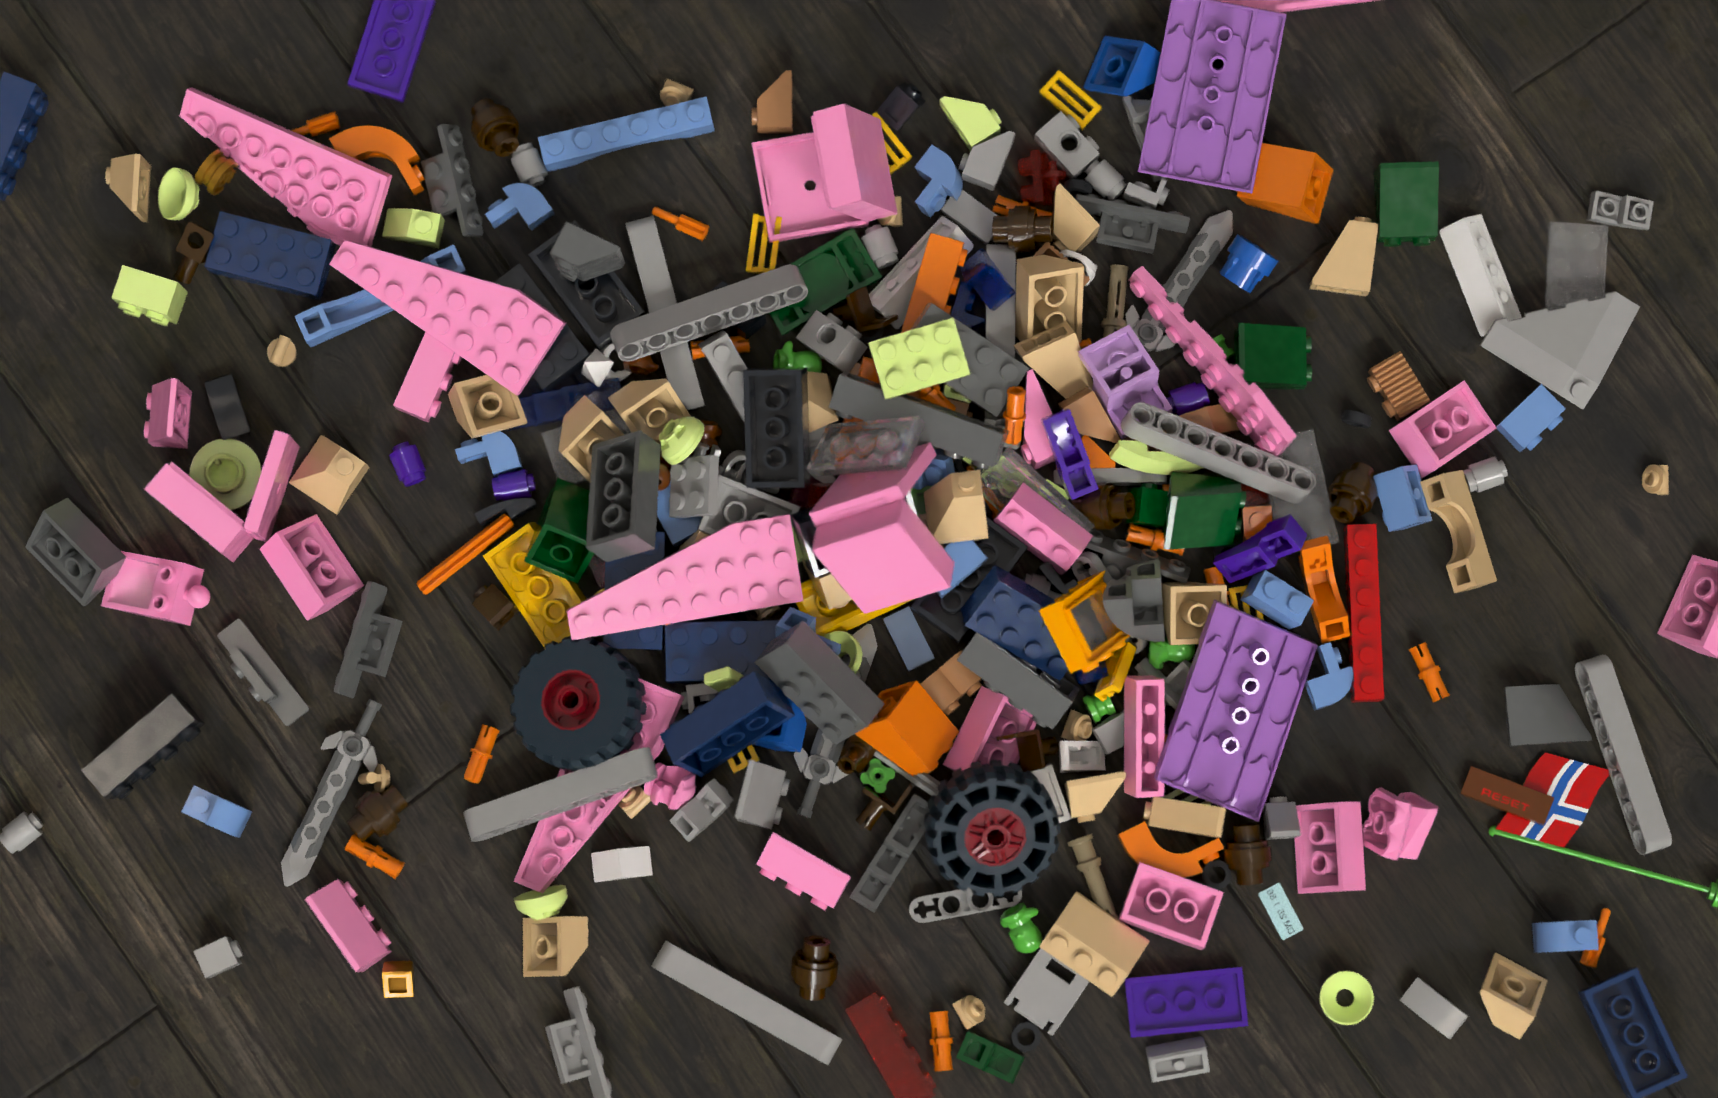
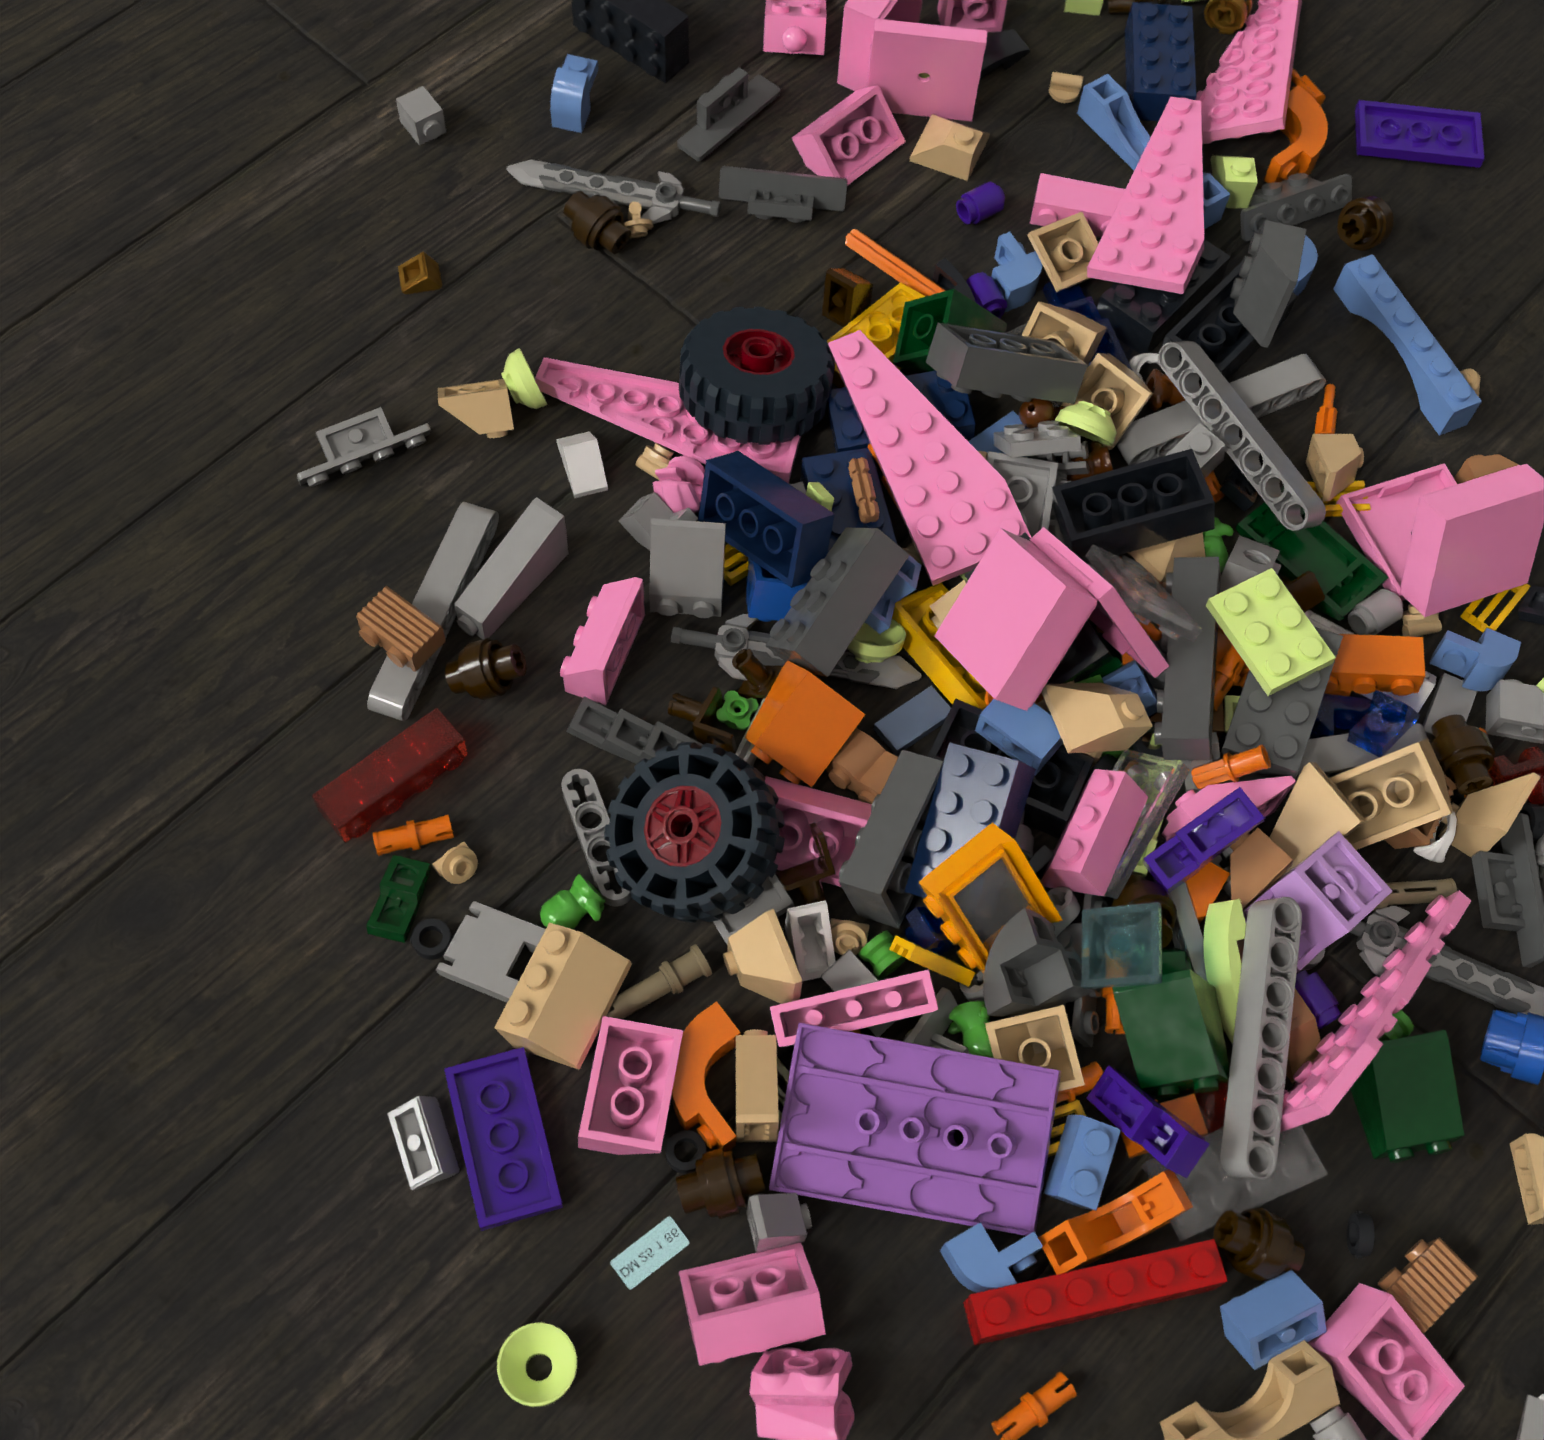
camera: 70 degrees right, 20 degrees down
(349, 924) = (468, 210): bright pink slope -> none
(374, 856) = (543, 247): orange pin -> none
(481, 754) = (680, 310): orange axle -> none
(529, 165) = (1332, 261): light grey brick -> none
(560, 794) = (651, 379): light grey beam -> none
(596, 367) = (1141, 344): white slope -> none
(713, 638) = (863, 490): none -> medium nougat axle
(730, 937) = (513, 570): none -> light grey slope
(738, 236) = (1333, 462): none -> tan slope
(777, 1030) = (400, 629): none -> medium nougat brick
(1140, 536) = (1122, 946): none -> clear light blue slope

